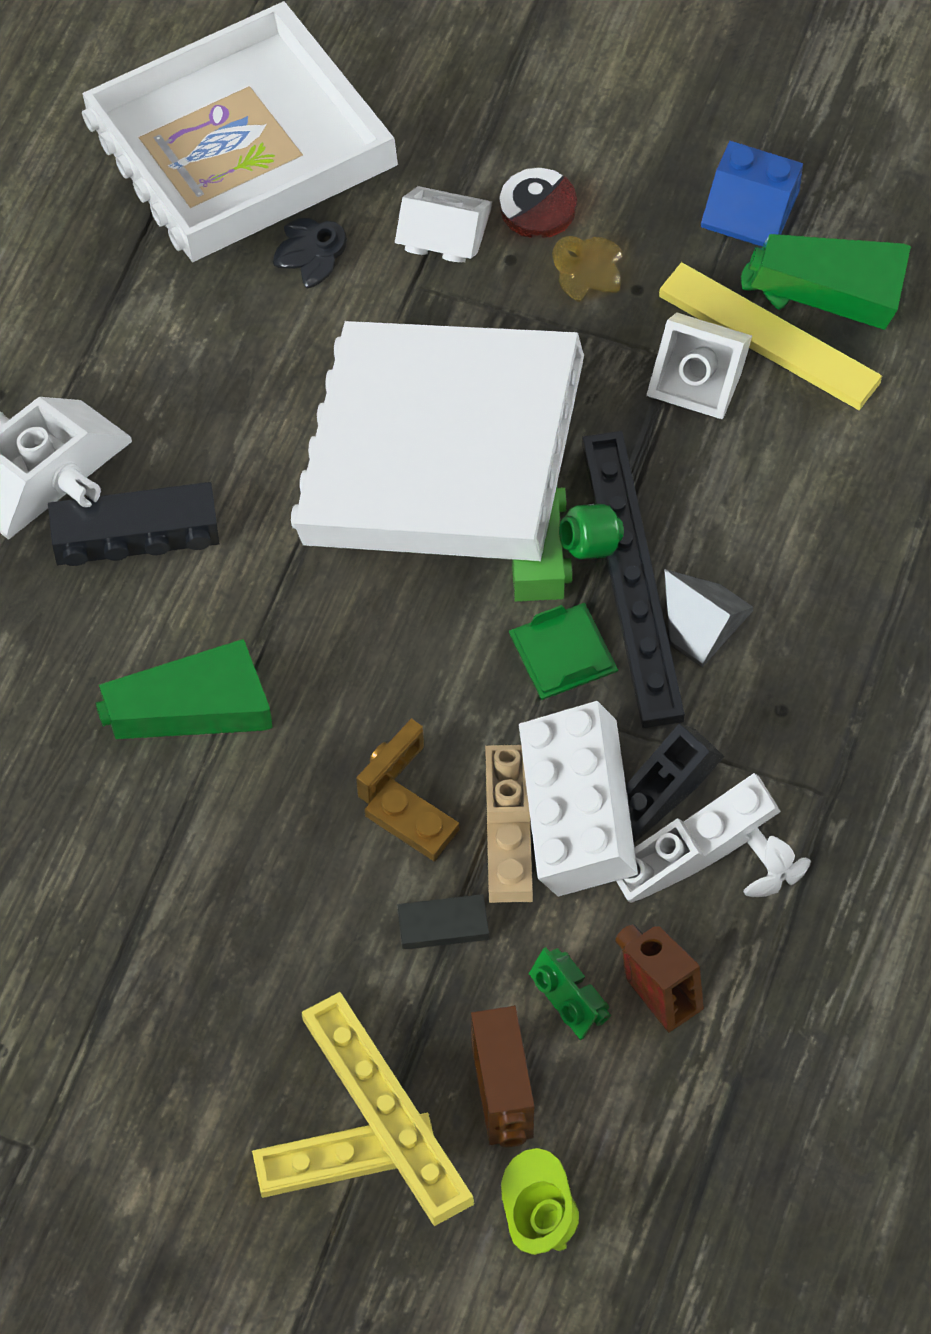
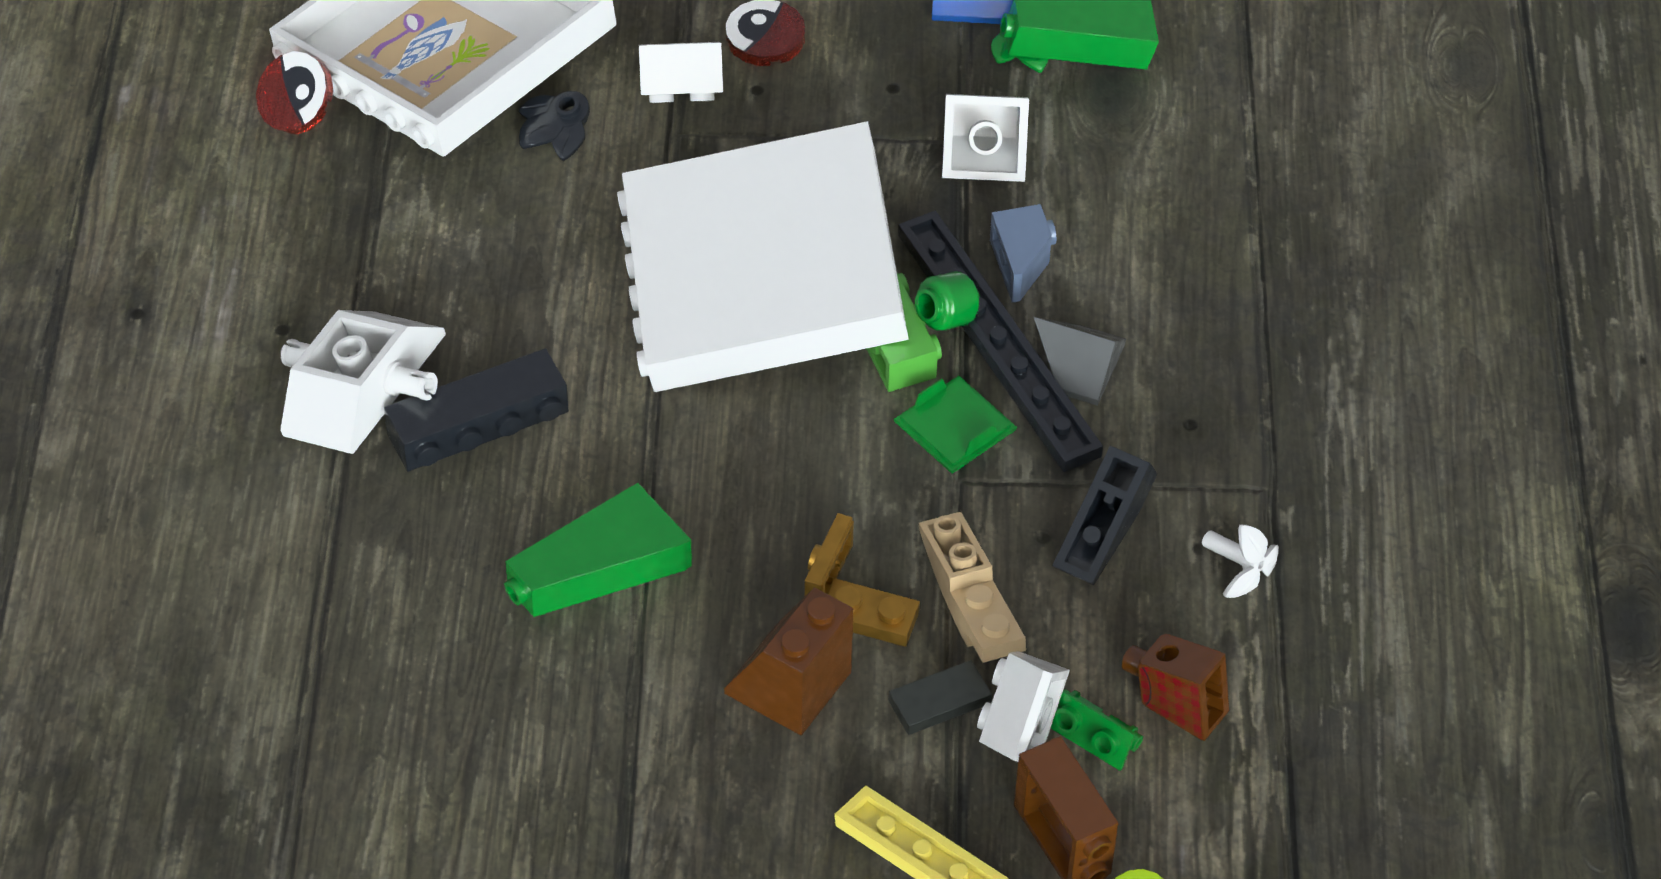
camera: 20 degrees left, 10 degrees down
(84, 162) = (294, 92): none -> tile
(321, 859) = (798, 663): none -> reddish brown slope
(503, 959) = (1022, 704): none -> white slope
(577, 799) = (1033, 545): white brick -> none
(592, 267) = (836, 76): clear yellow plate -> none
(690, 489) = (1021, 246): none -> sand blue slope
(700, 840) = (1163, 557): white slope -> none
(772, 336) = (1047, 97): light yellow tile -> none

